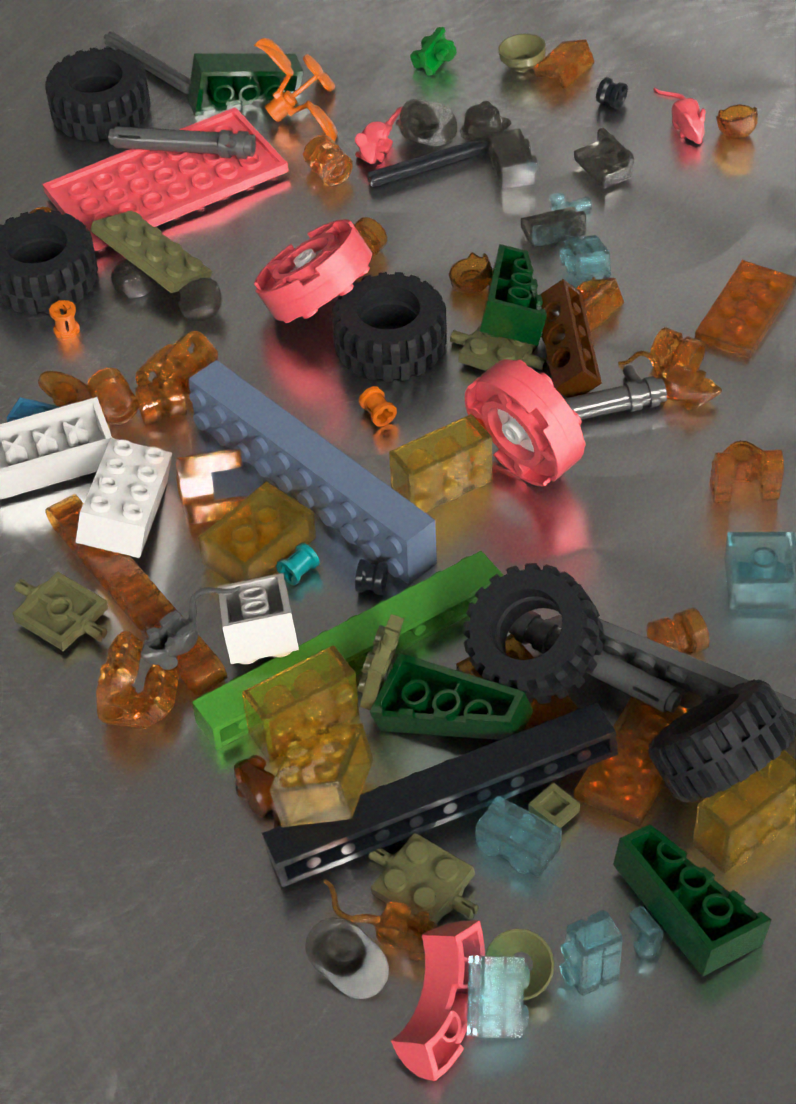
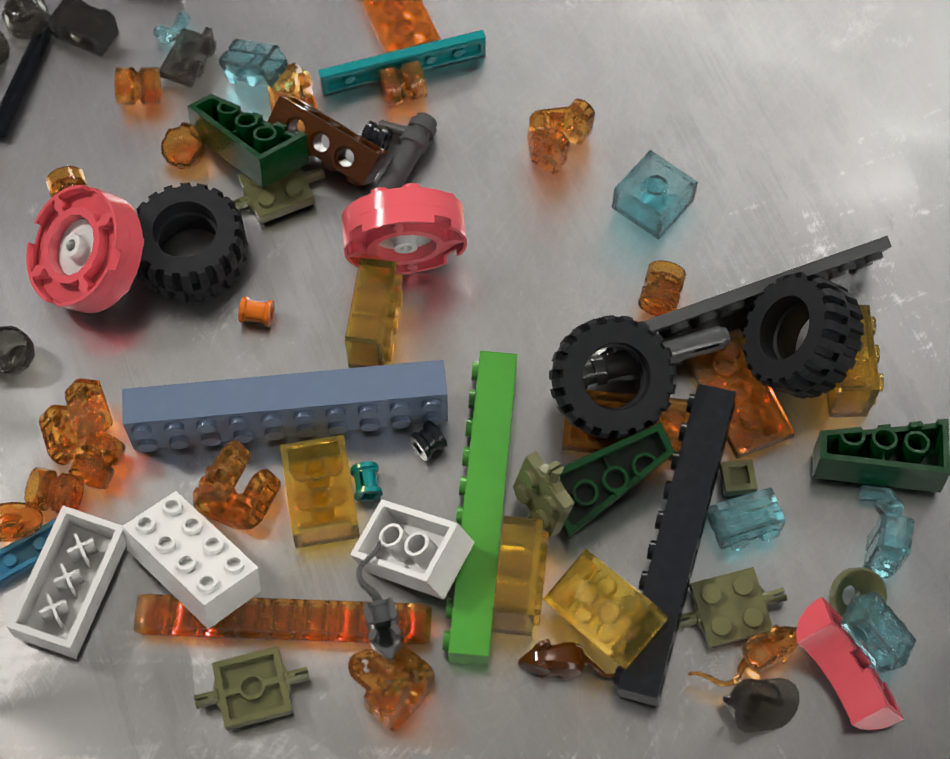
camera: 55 degrees left, 15 degrees up
(493, 216) = (139, 85): none -> clear orange wheel
(611, 371) = (379, 136): none -> black wheel
(681, 382) = (436, 102): clear orange animal -> none
(719, 348) = (429, 55): none -> teal tile

